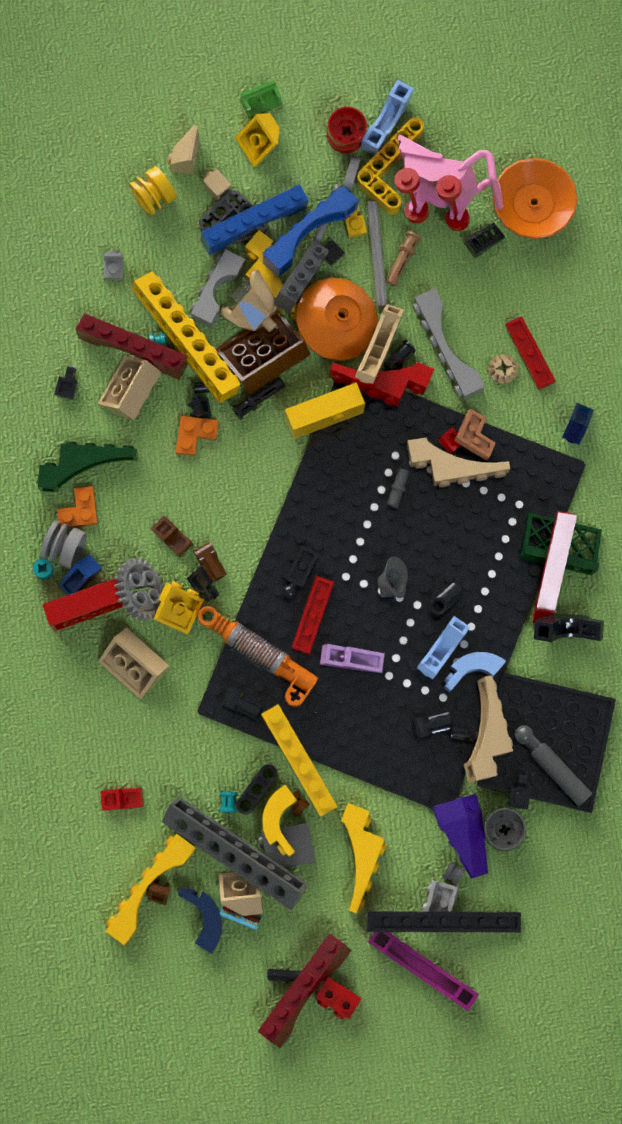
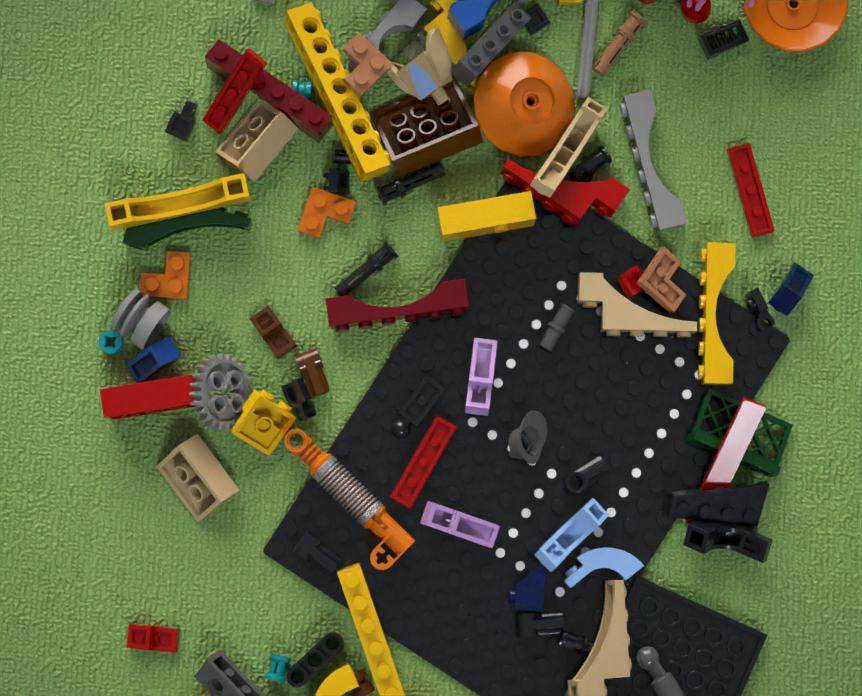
camera: 10 degrees right, 5 degrees up
(50, 457) = (149, 209): none -> yellow arch
(104, 351) = (234, 91): none -> red tile
(209, 311) = (370, 62): none -> nougat plate
(230, 508) = (445, 298): none -> dark red arch
(241, 463) = (373, 259): none -> black pin
(345, 538) = (481, 376): none -> lavender slope
(418, 700) = (529, 590): none -> clear blue slope
(498, 375) = (705, 211): tan gear -> none
(530, 490) = (716, 362): none -> yellow arch
(554, 441) = (757, 305): none -> black plate
(560, 601) = (722, 505): none -> black wing

